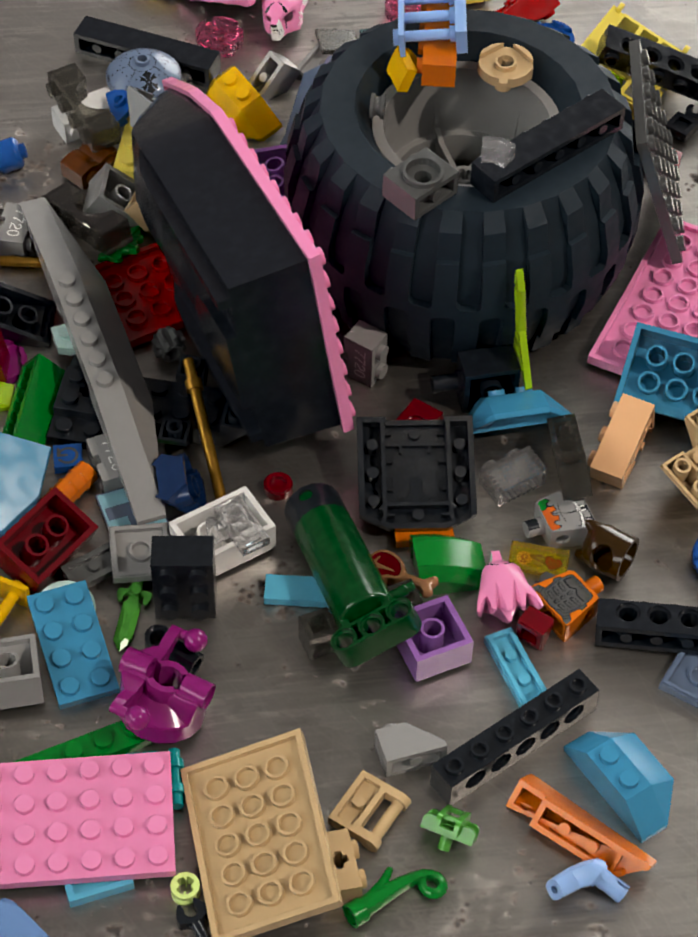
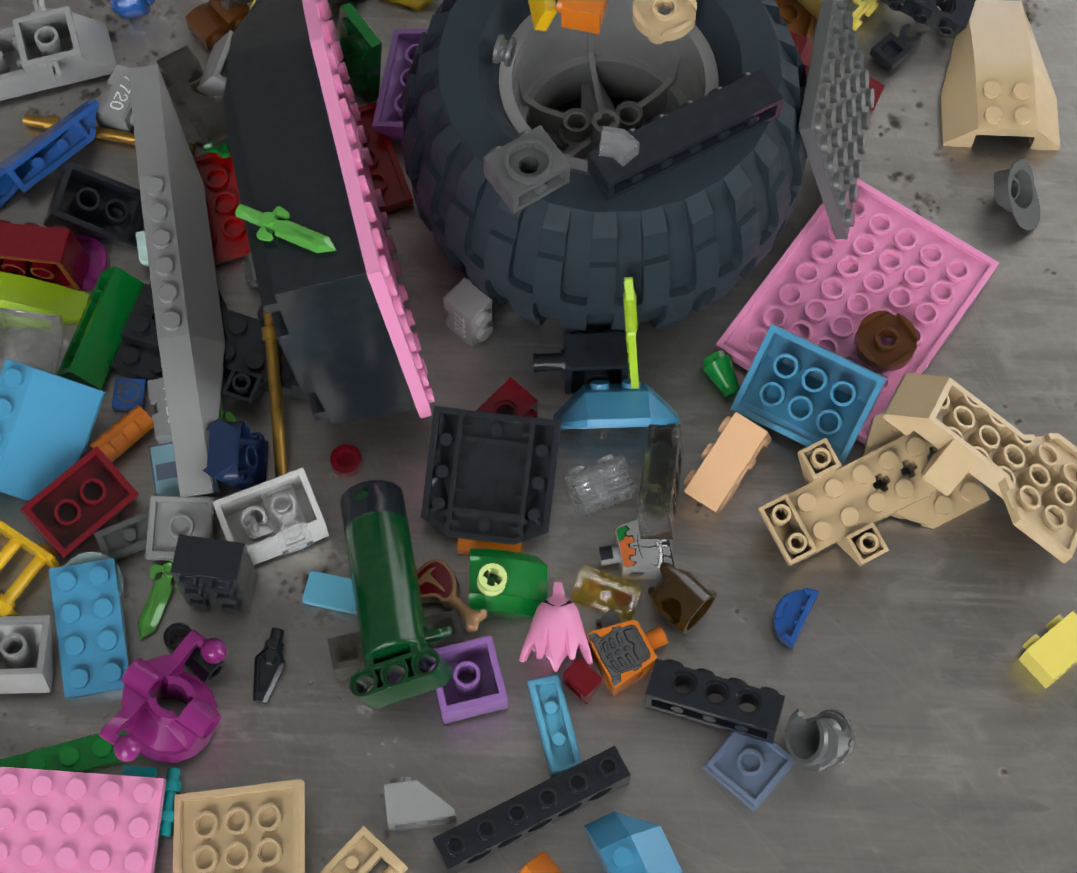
camera: 10 degrees right, 15 degrees up
(218, 237) = (284, 229): none -> bright green sword
(244, 657) = (268, 666): none -> black piece
(434, 559) = (488, 569): none -> yellowish green bush
(596, 375) = (721, 372): none -> green cone

